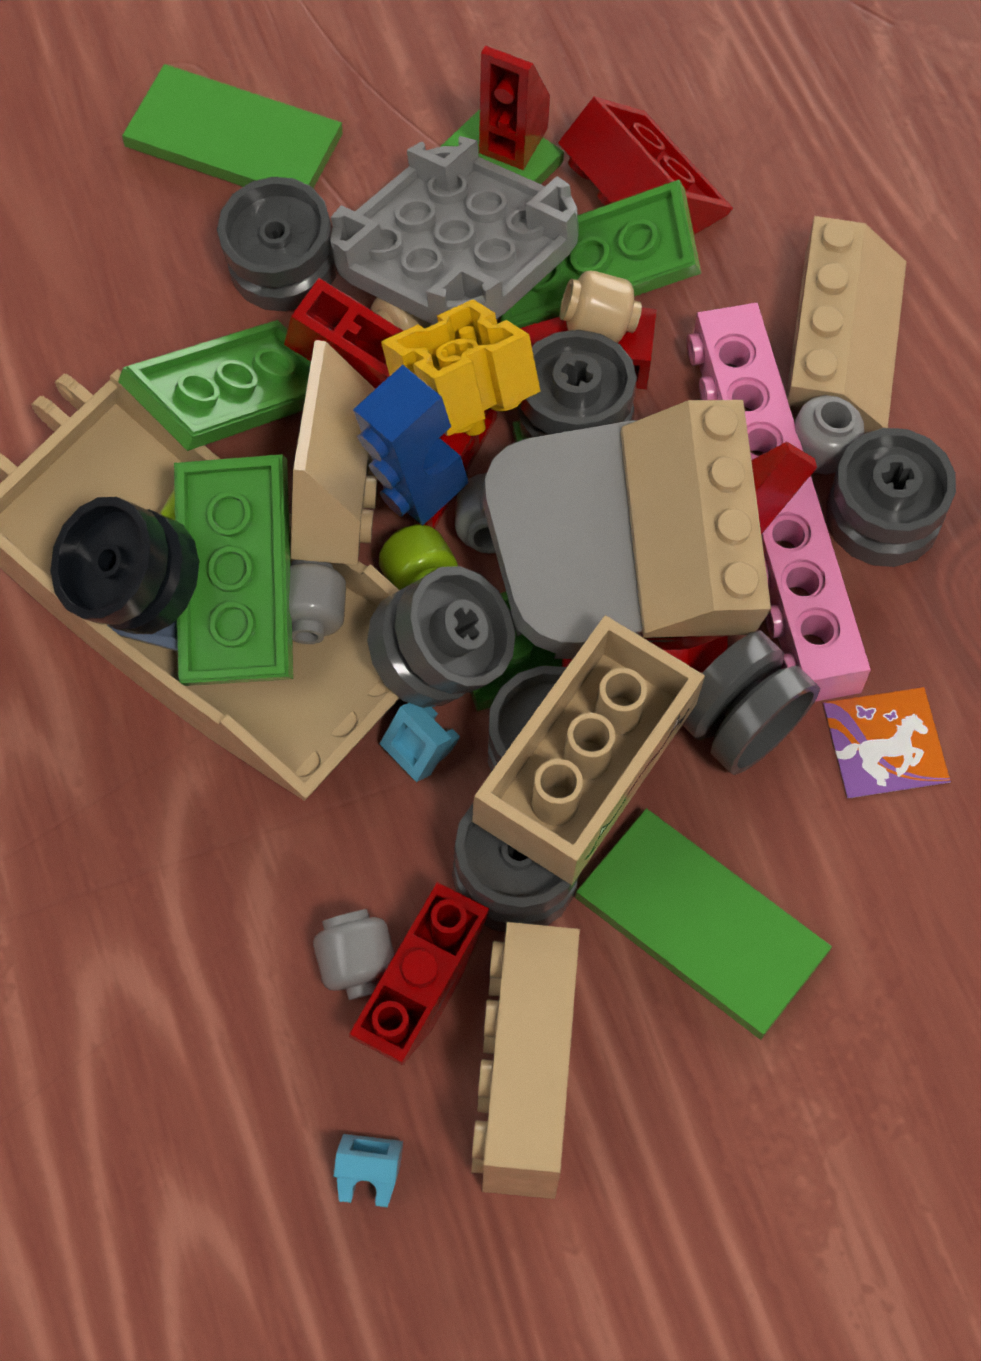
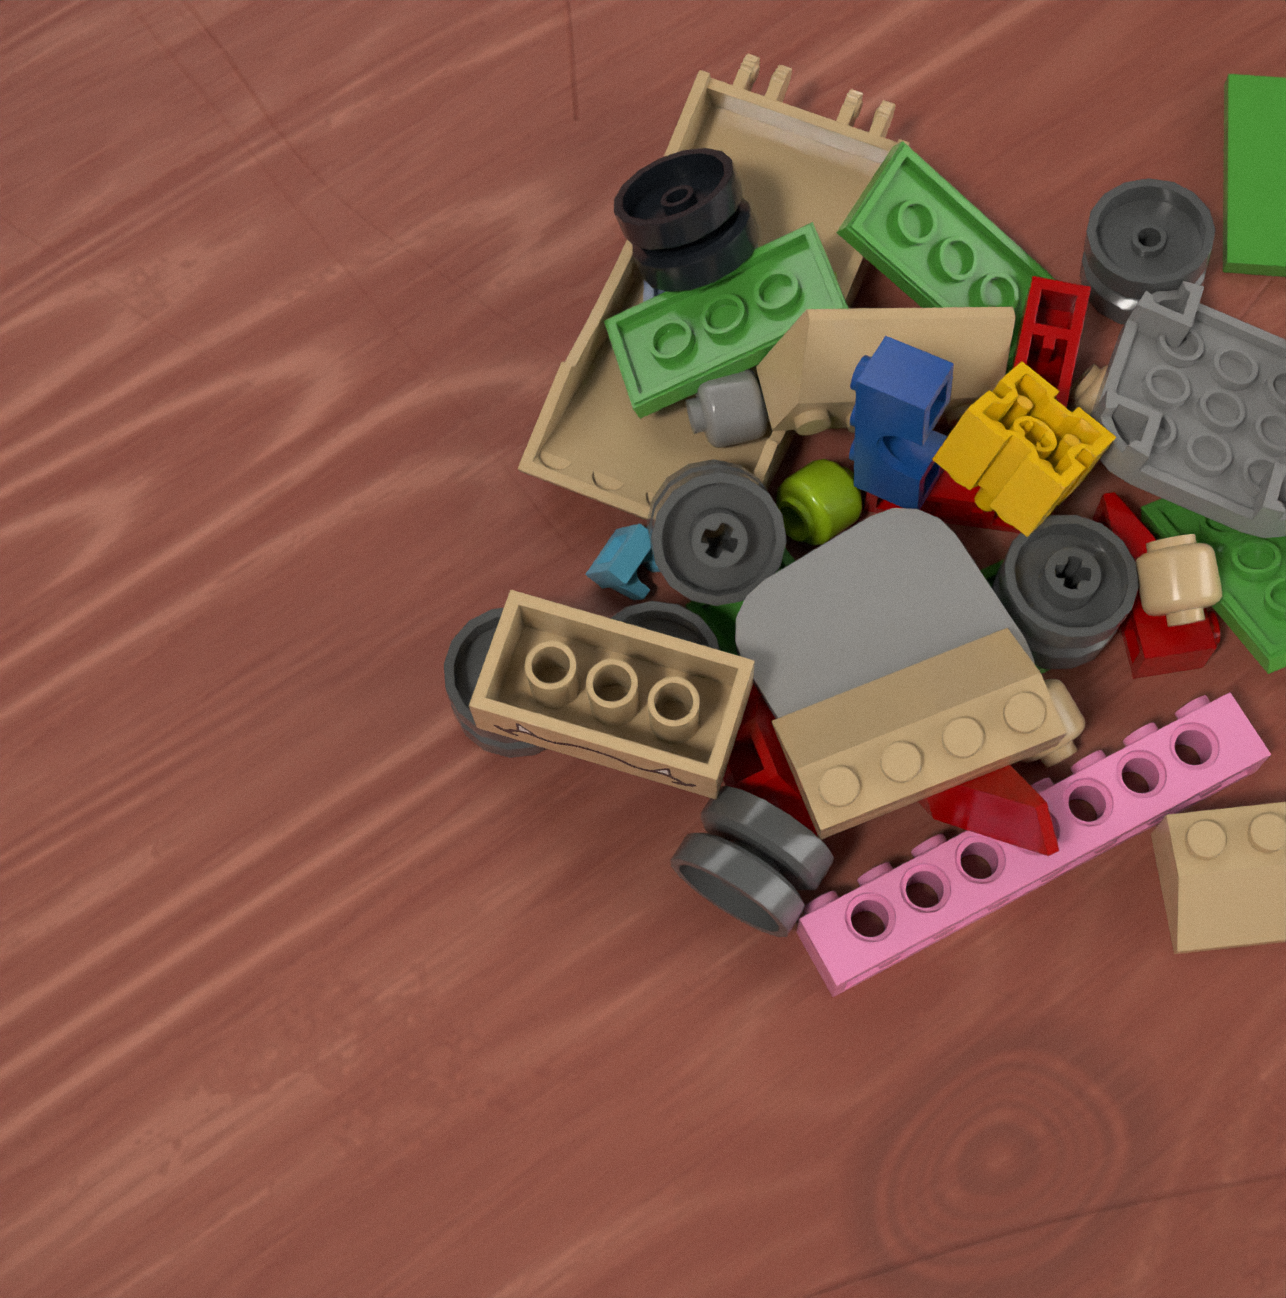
camera: 80 degrees right, 5 degrees up
(353, 953) = (383, 566): light grey head -> none
(367, 1160) = (185, 639): medium azure tile -> none
(421, 975) = (364, 627): red slope -> none
(531, 1050) = (301, 745): tan brick -> none
(703, 923) = (512, 890): bright green tile -> none
(826, 429) = (1144, 864): light grey head -> none
(886, 742) = (781, 1037): sticker -> none
(890, 497) = (1087, 998): dark grey wheel -> none

